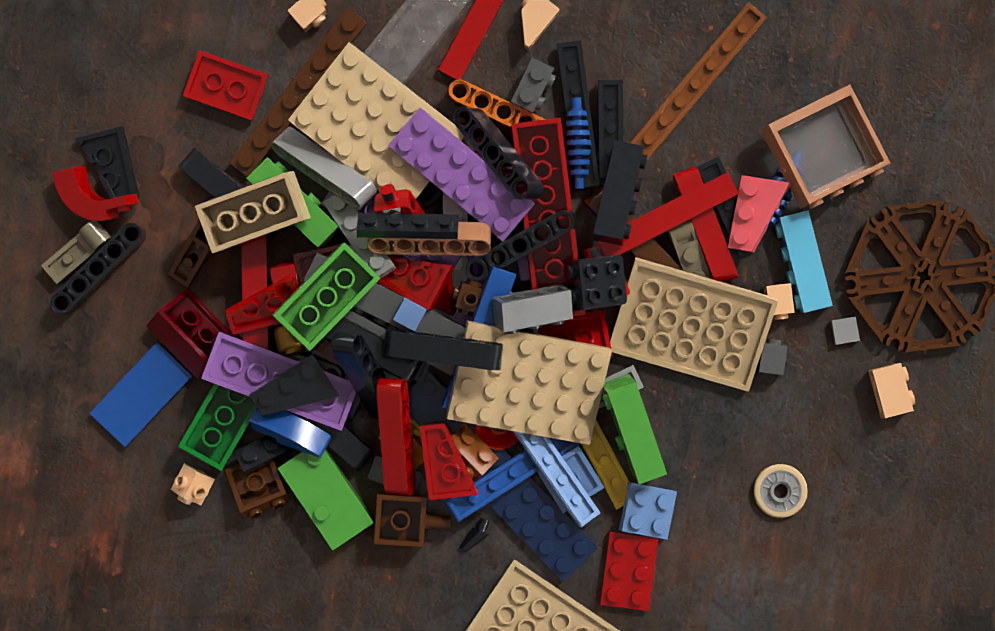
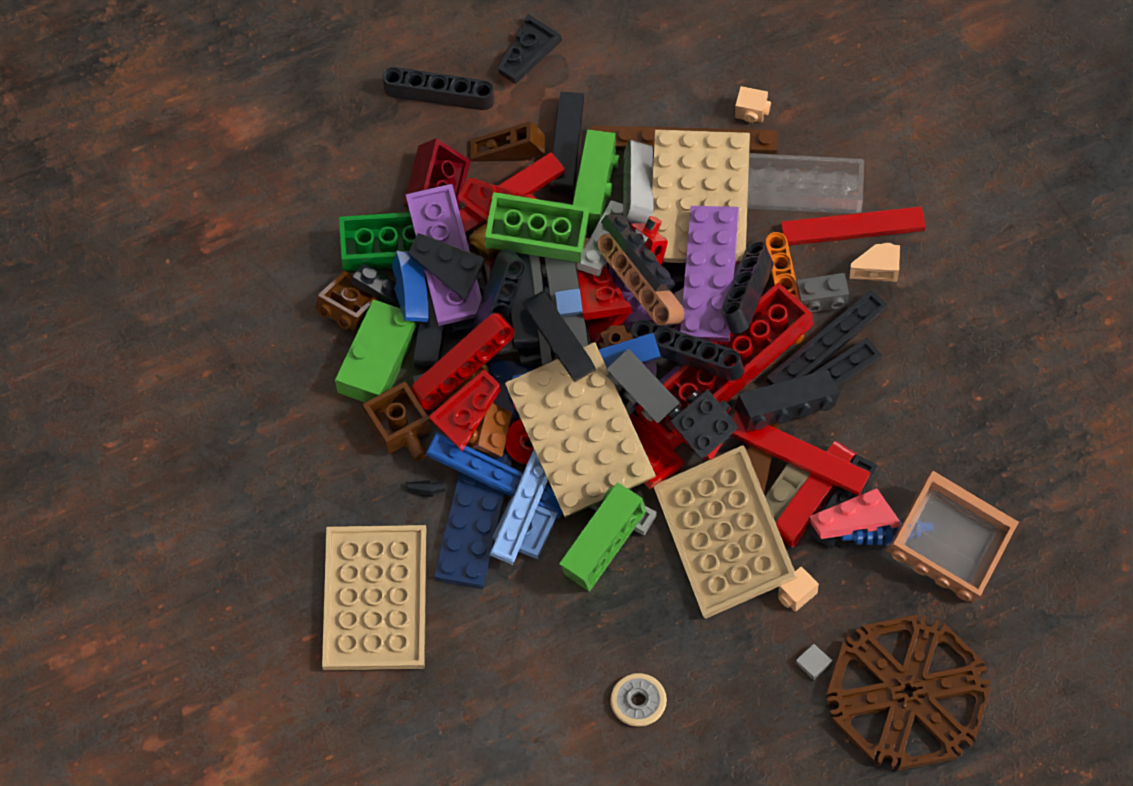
camera: 60 degrees right, 25 degrees down
(76, 251) = (460, 66): dark tan plate -> none
(80, 198) = (484, 43): red arch -> none
(141, 394) = (361, 179): blue tile -> none
(192, 485) = (314, 253): light nougat brick -> none
(225, 85) = (649, 87): red plate -> none
(252, 211) = (564, 143): tan brick -> none
(577, 143) = (803, 350): blue piece -> none
(607, 466) = (561, 540): yellow tile -> none
(629, 571) = (481, 624): red plate -> none
(647, 510) = (543, 603): medium blue plate -> none
(699, 79) = (926, 414): dark orange tile -> none
(772, 358) = (745, 615): dark grey brick -> none
(803, 261) = (844, 588): medium azure brick -> none
(891, 390) = (792, 729): light nougat brick -> none

